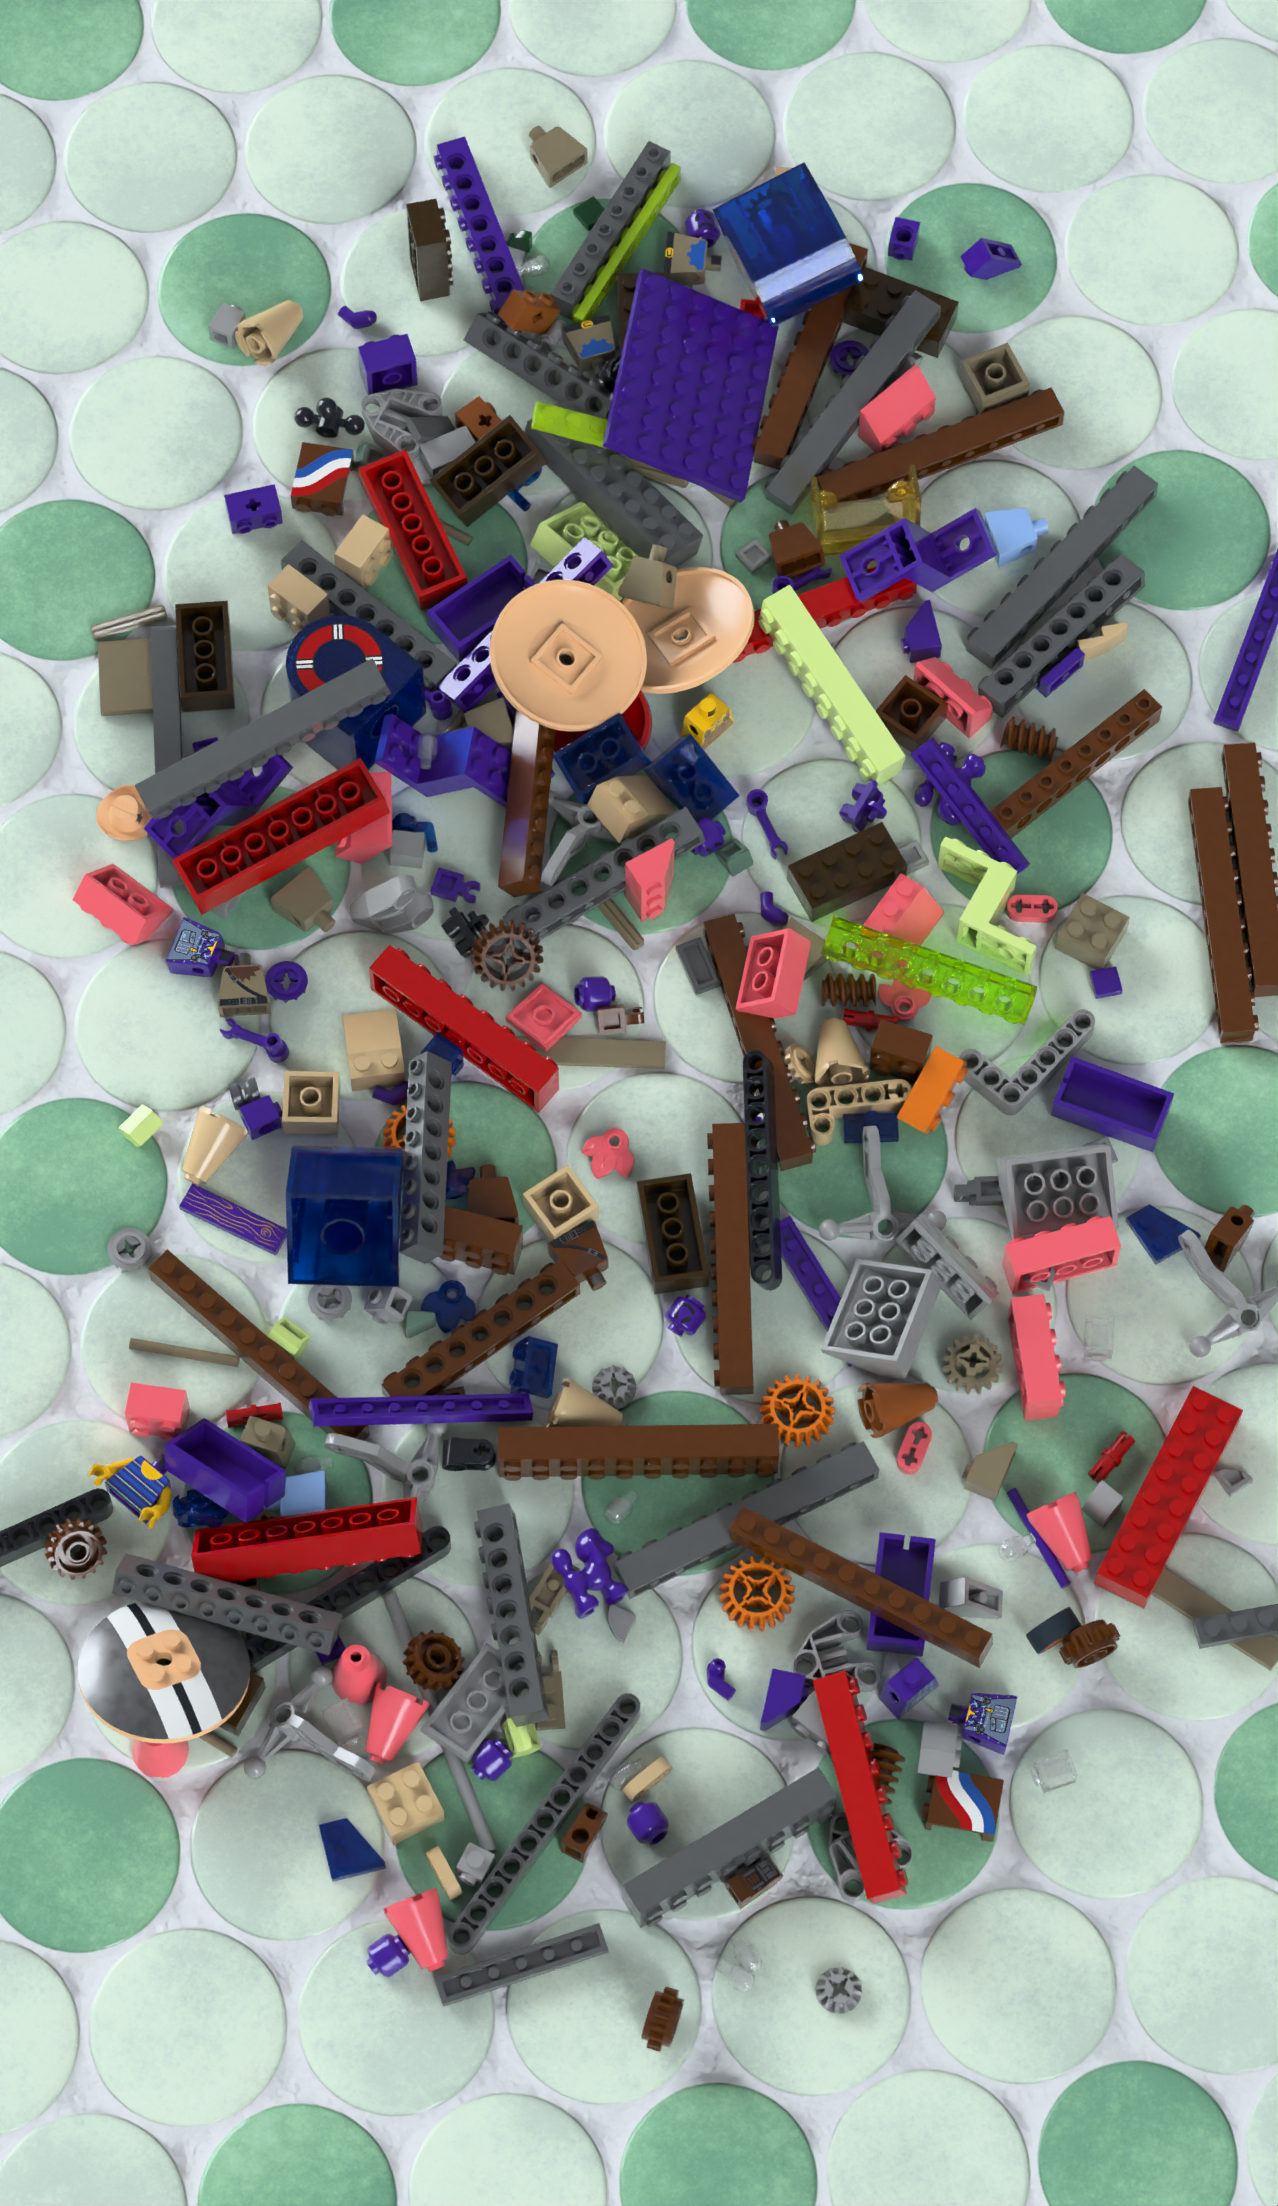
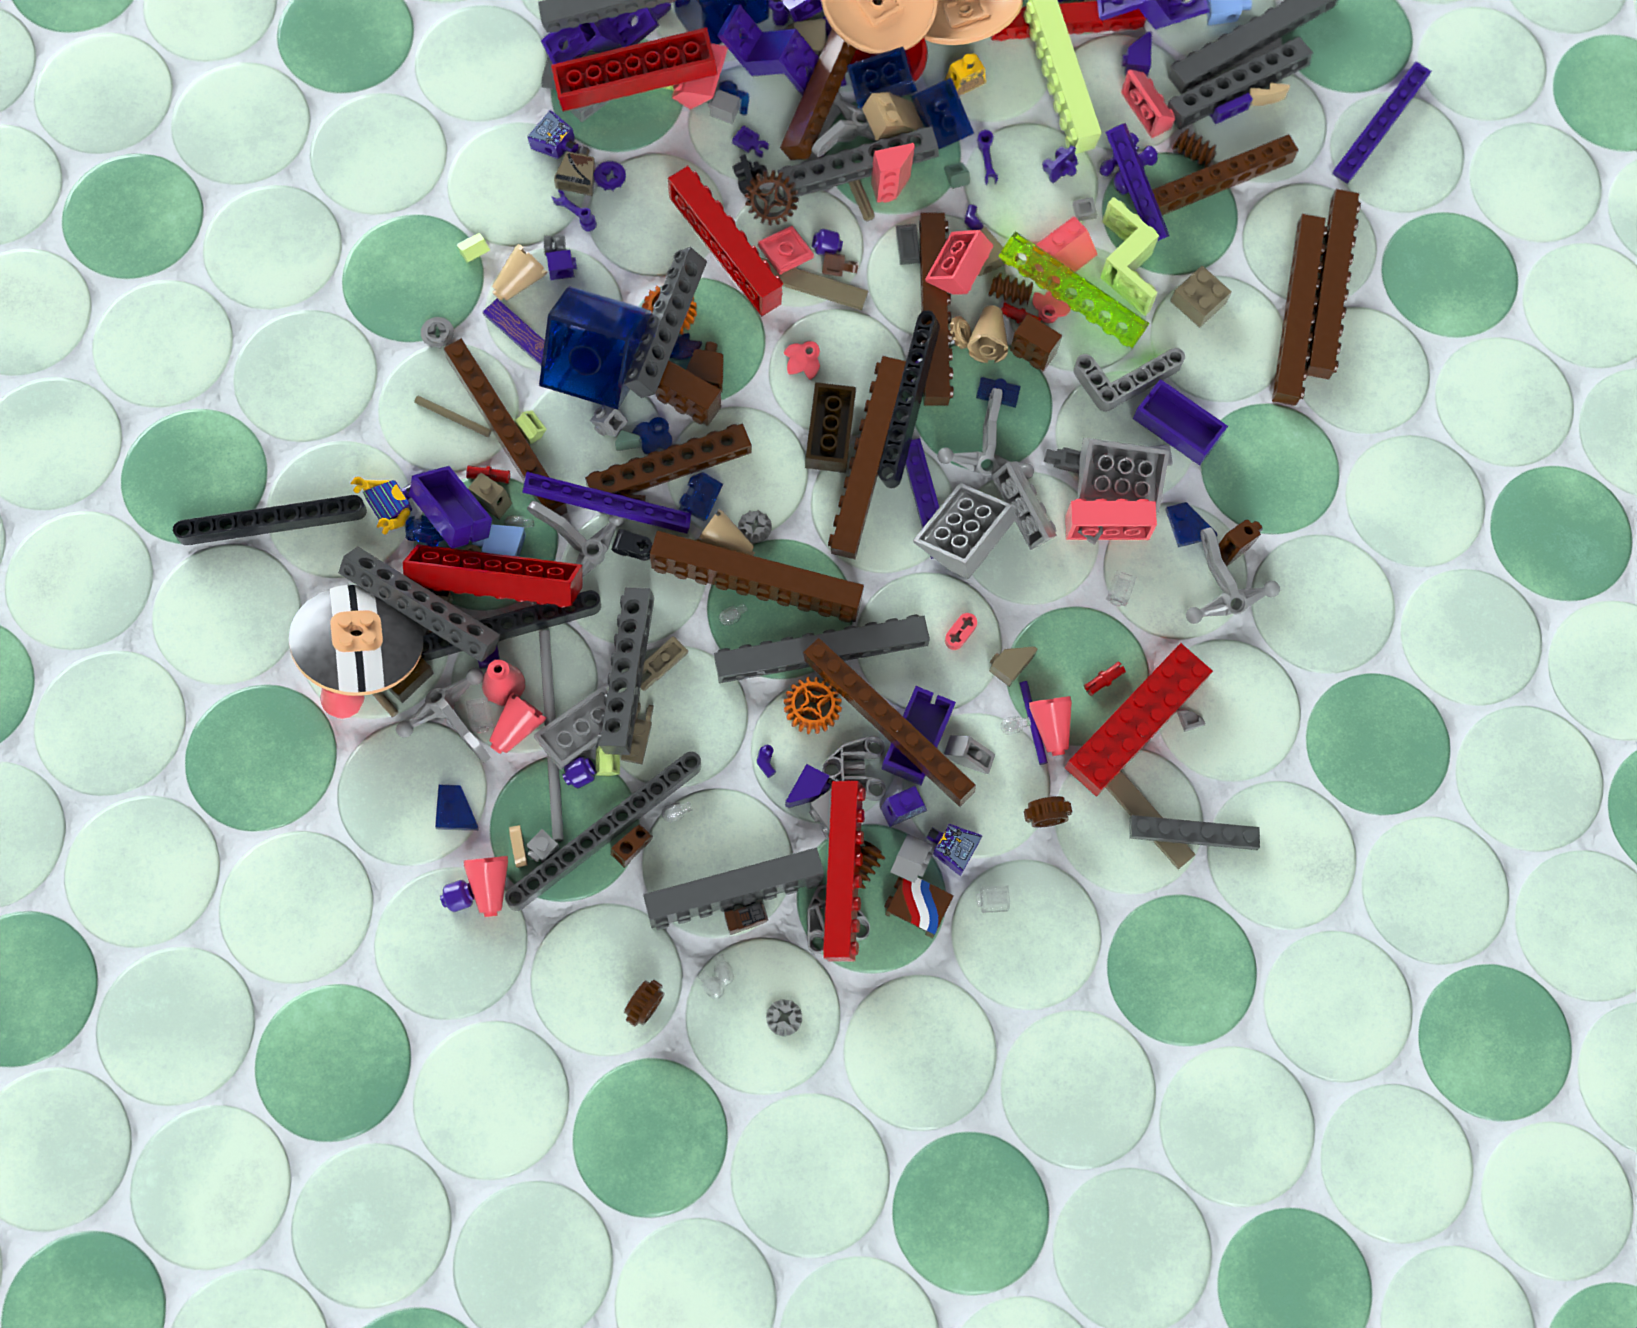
camera: 10 degrees right, 5 degrees up
(73, 1534) = (320, 543): reddish brown gear -> none
(121, 904) = (510, 90): coral slope -> none
(123, 814) = (529, 31): light nougat hat -> none
(156, 1411) = (416, 450): coral brick -> none
(304, 902) = (640, 124): dark tan torso -> none
(311, 1102) = (599, 264): tan brick -> none
(334, 1311) = (569, 416): light grey gear -> none
(374, 1049) = (656, 240): tan slope -> none
(392, 906) = (697, 142): light grey connector -> none
(393, 1096) = (659, 276): dark purple arm -> none
(405, 1803) = (506, 786): tan brick -> none
(427, 749) = (758, 38): clear cylinder -> none
(442, 1651) = (566, 680): reddish brown gear -> none
(445, 1049) = (708, 253): clear blue brick -> none
(521, 1964) = (553, 931): dark grey plate -> none
(560, 1204) = (755, 385): tan brick -> none
(582, 1254) = (760, 424): reddish brown torso -> none
(595, 1576) = (697, 659): dark purple animal -> none
(620, 1622) = (706, 698): light grey tile -> none
(647, 1779) = (689, 819): tan beam -> none
(647, 1823) = (679, 852): dark purple head -> none
(685, 1315) = (822, 489): dark purple head -> none
(713, 836) = (946, 156): dark purple head -> none
(806, 1415) = (896, 592): orange gear -> none
(846, 871) = (1034, 205): dark brown brick -> none
(860, 1105) = (995, 372): tan beam -> none
(894, 1404) = (955, 595): dark orange cone -> none
(912, 713) = (1115, 106): reddish brown brick -> none
(933, 1090) = (1051, 376): orange brick -> none
(960, 1362) = (1031, 586): dark tan gear -> none
(1032, 908) = (1161, 268): coral beam -> none
(1035, 1358) = (1069, 589): coral brick -> none
(1053, 1630) = (1023, 794): black wheel -> none
(1102, 1503) = (1088, 710): light grey brick -> none
(1106, 982) = (1200, 335): dark purple tile -> none

